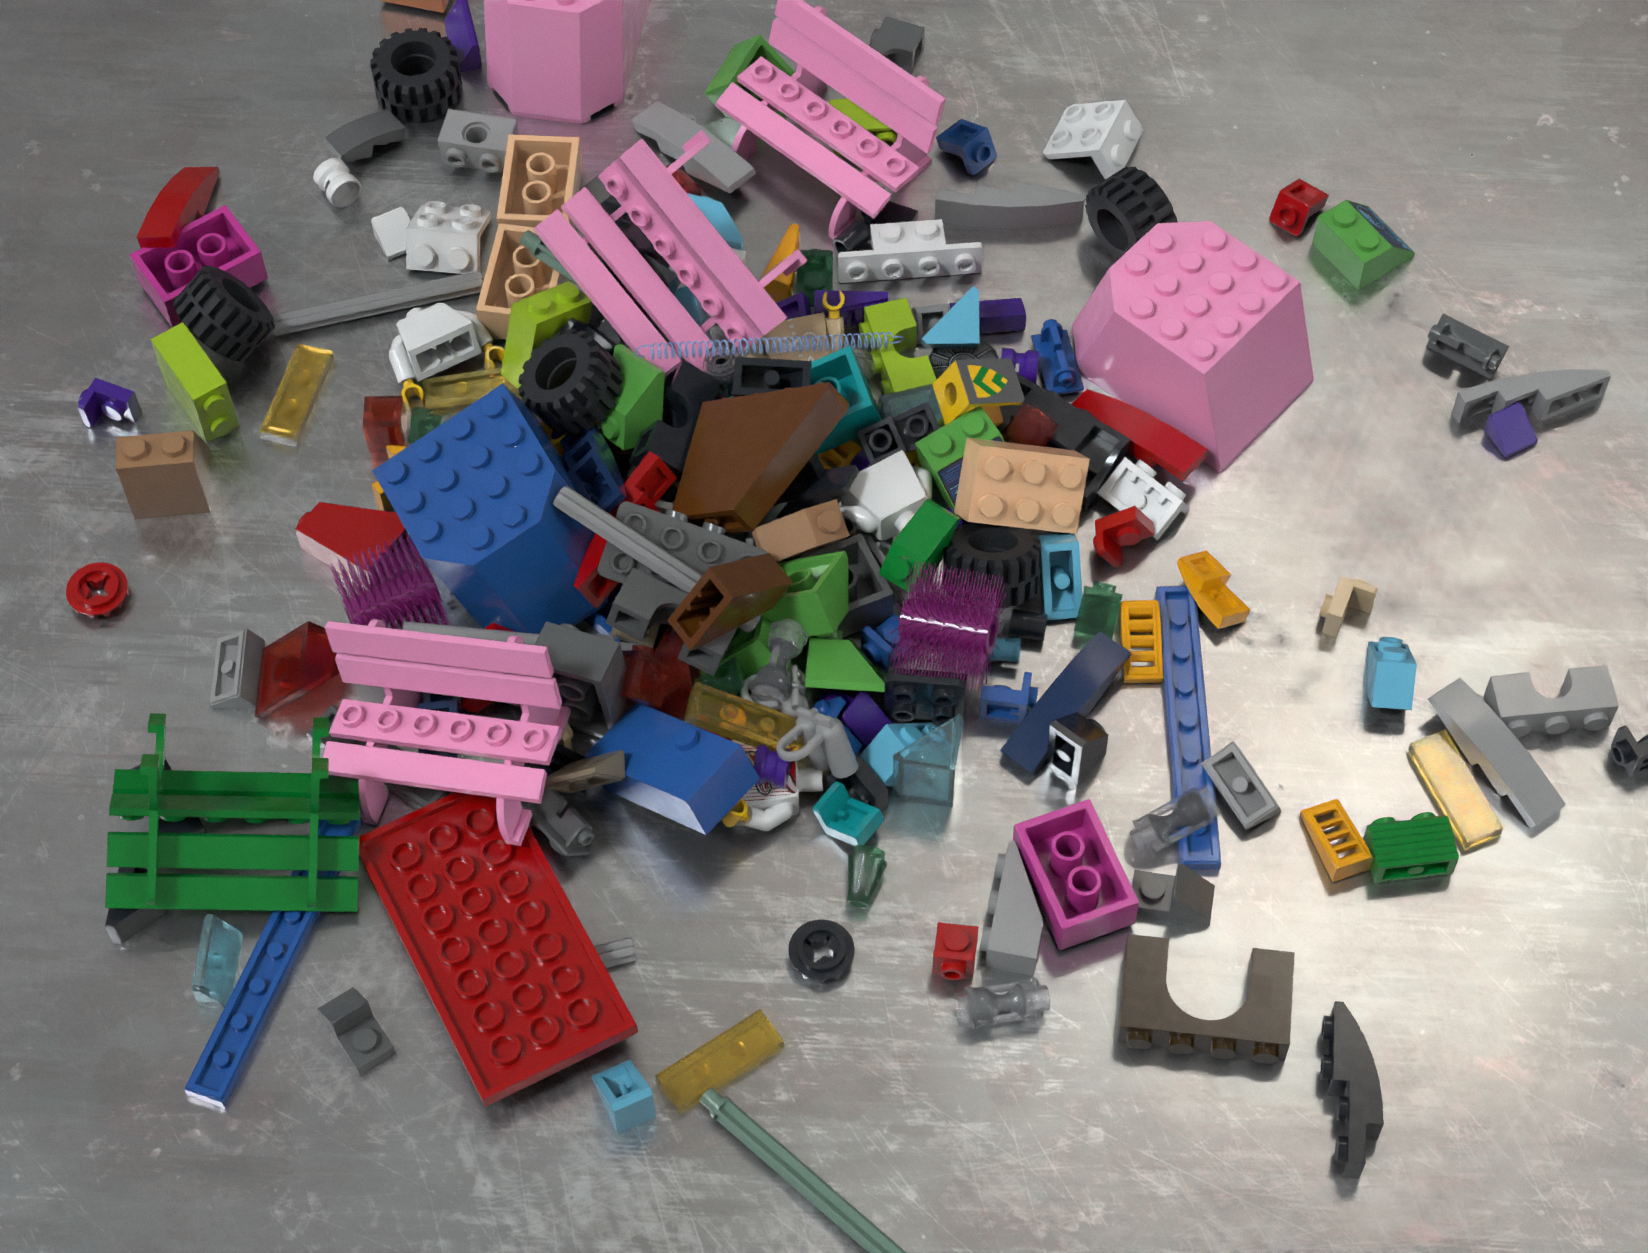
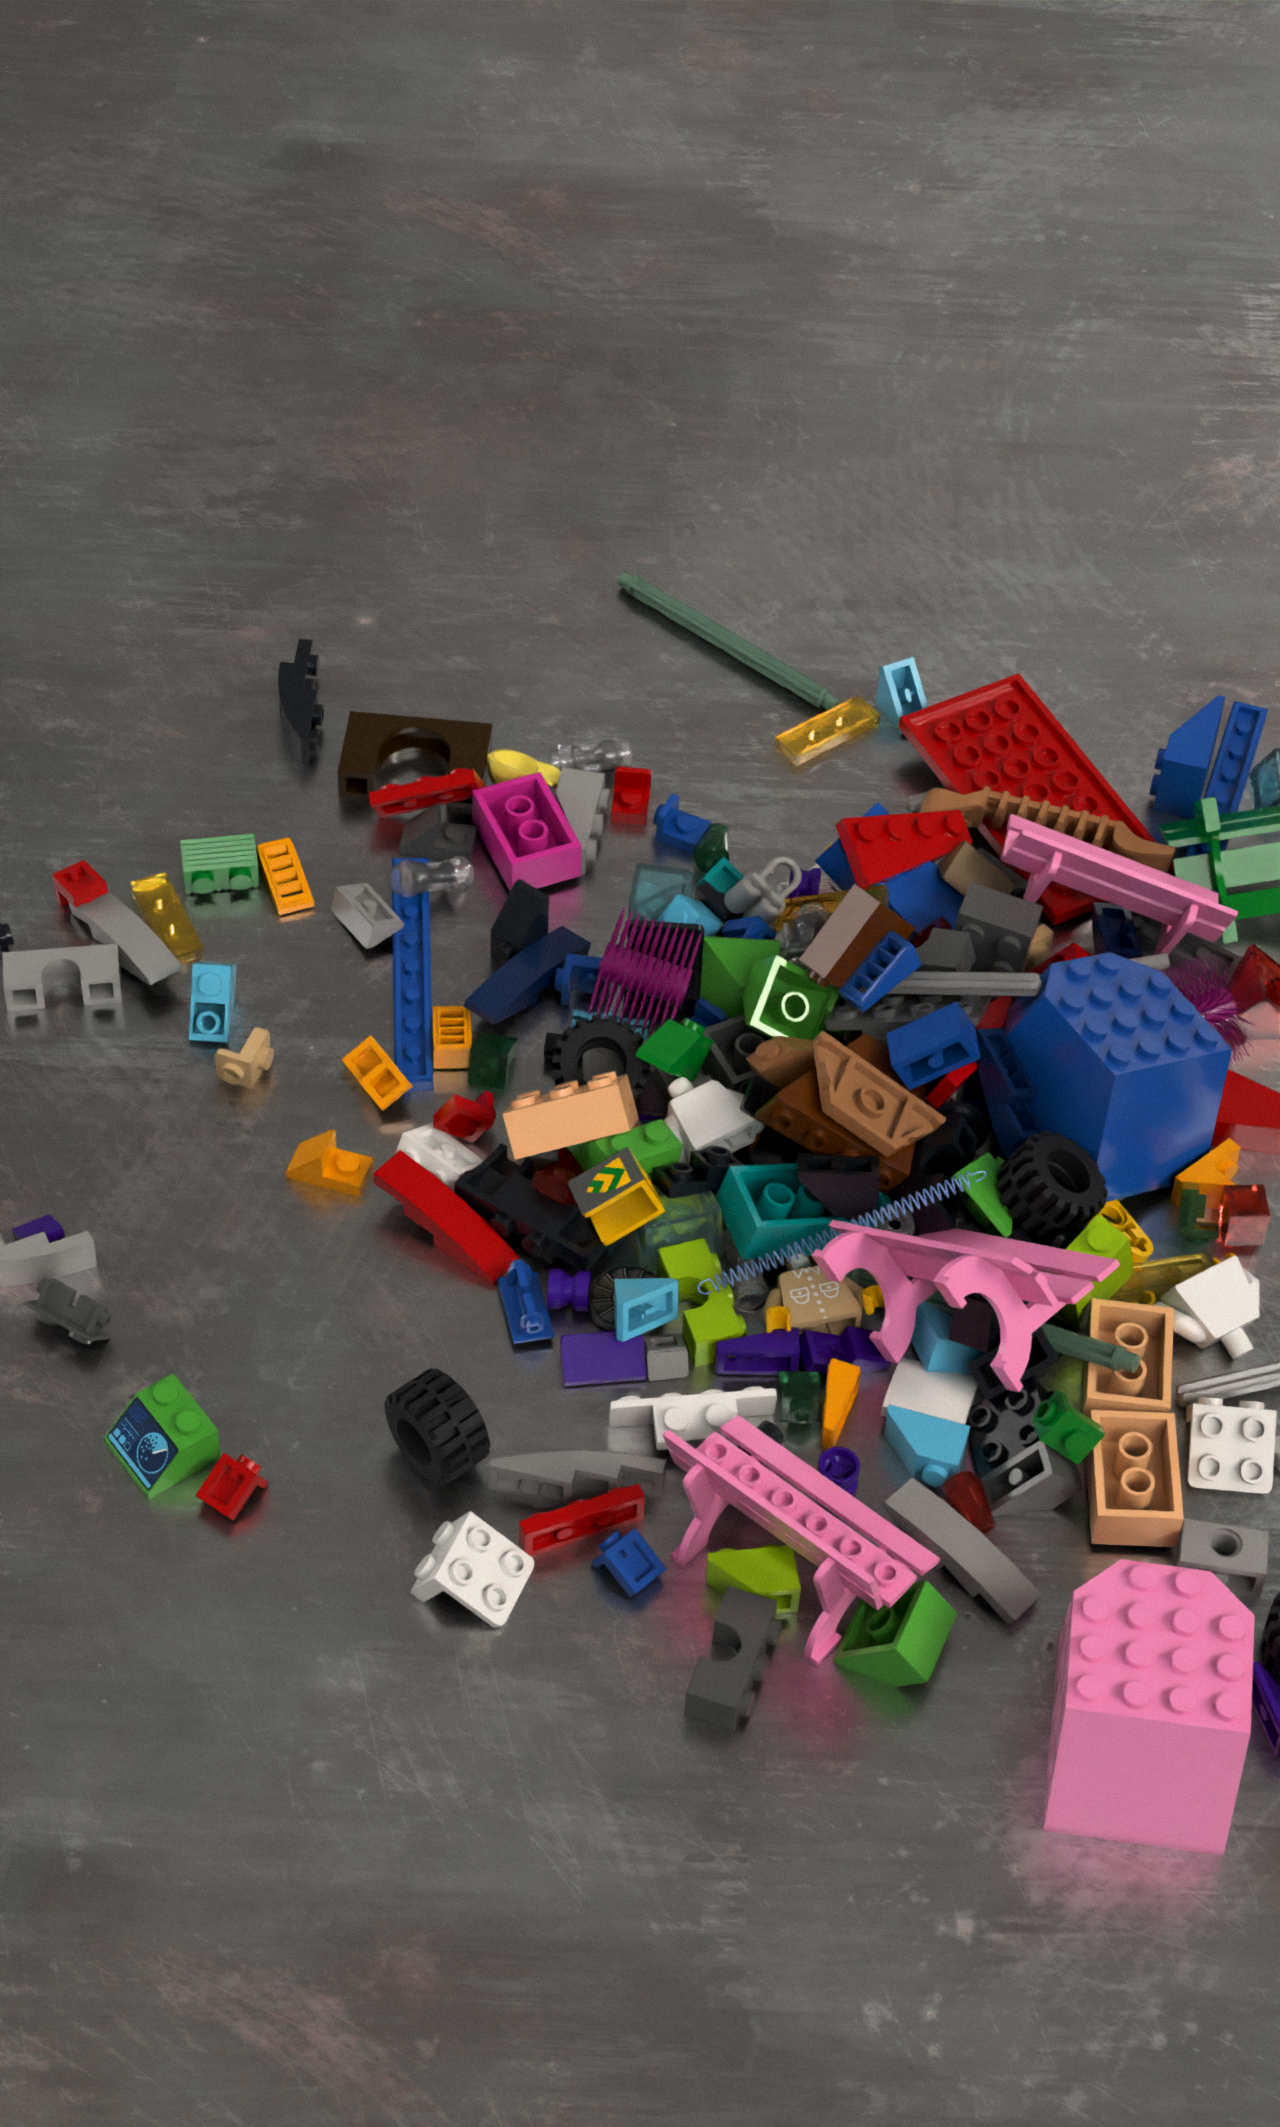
camera: 175 degrees right, 10 degrees down
(302, 972) = (1186, 762): none -> blue slope
(357, 1030) = (1135, 747): dark grey slope -> none
(595, 187) = (1066, 1428): none -> green bracket
(602, 872) = (1076, 824): none -> medium nougat piece
(667, 476) = (933, 1045): none -> blue brick
(671, 758) = (898, 843): none -> red wing
(682, 569) = (890, 962): none -> blue slope
(736, 419) = (869, 1100): none -> medium nougat wing
(789, 205) = (840, 1467): none -> dark purple wheel
(816, 934) = (741, 790): black gear -> none
(898, 909) = (678, 827): none -> blue bracket
(1002, 172) = (581, 1520): none -> red plate
(1060, 575) = (530, 1077): medium azure slope -> none
(1068, 967) = (511, 764): none -> light yellow cap
(1189, 920) = (425, 792): none -> red plate
(1197, 336) = (385, 1275): bright pink windscreen -> none
(1253, 502) = (324, 1165): none -> light orange slope
(1557, 804) = (78, 884): none -> red bracket

